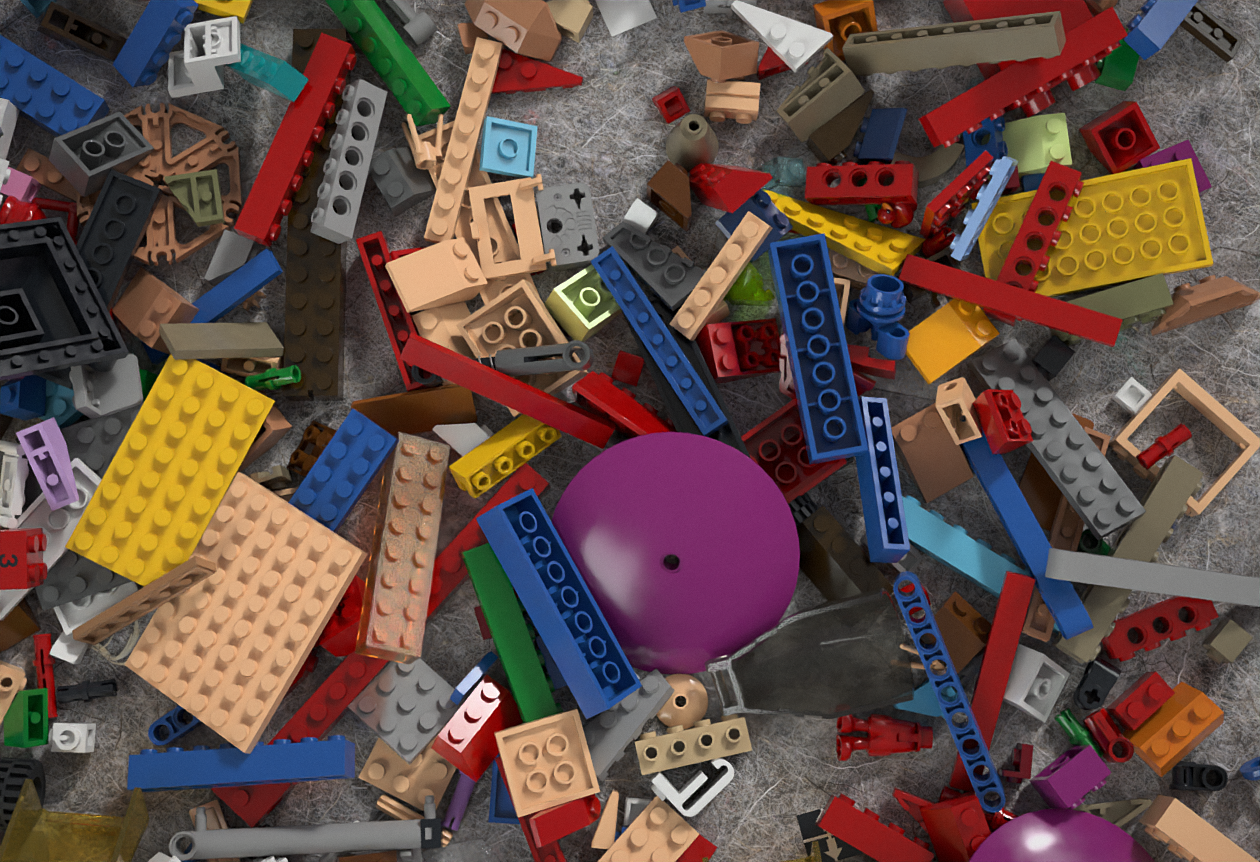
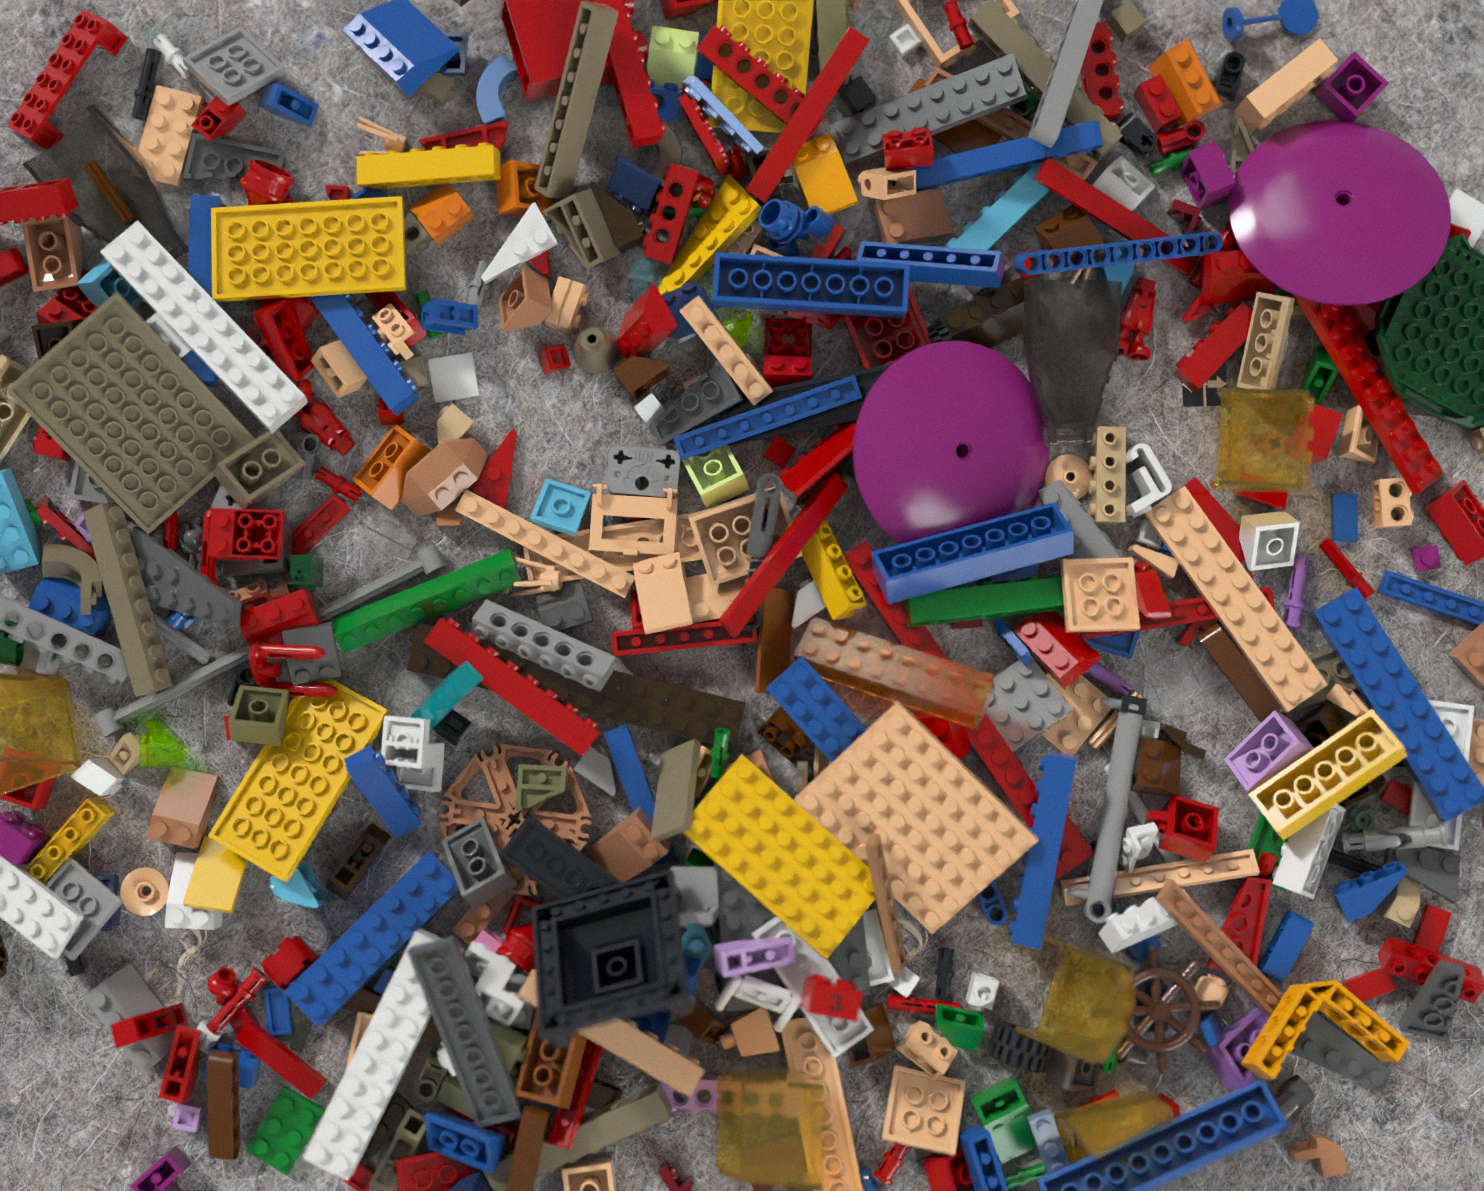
camera: 80 degrees left, 5 degrees up
(247, 97) = (453, 727): none -> black slope

